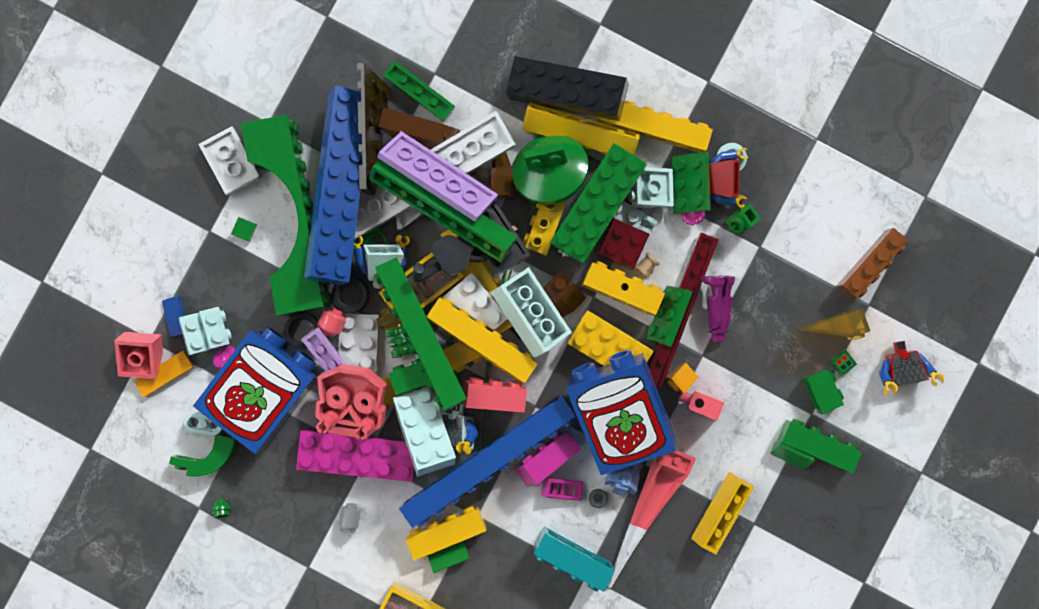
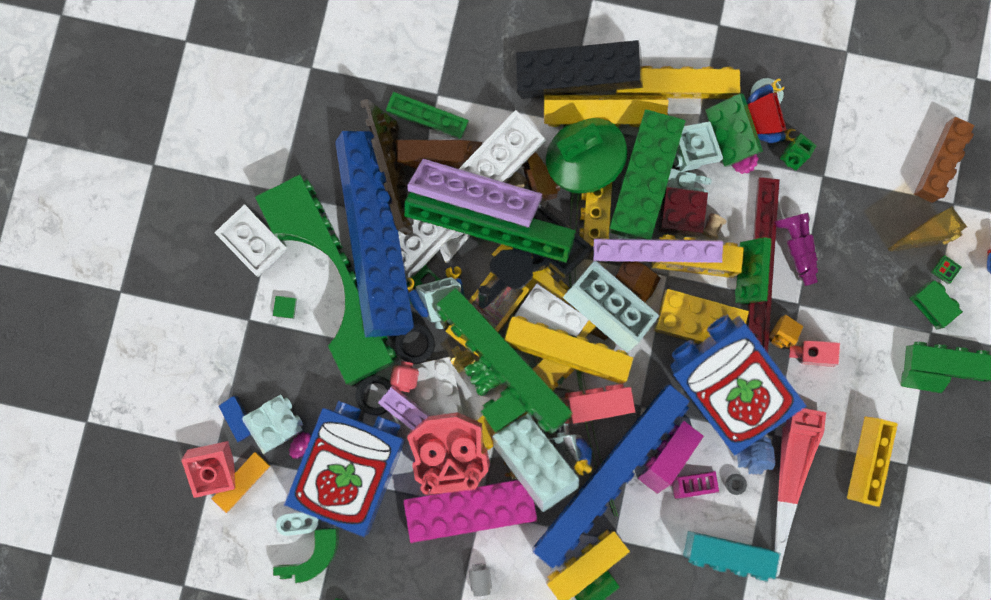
camera: 10 degrees left, 5 degrees down
(586, 274) = (658, 250): none -> lavender plate

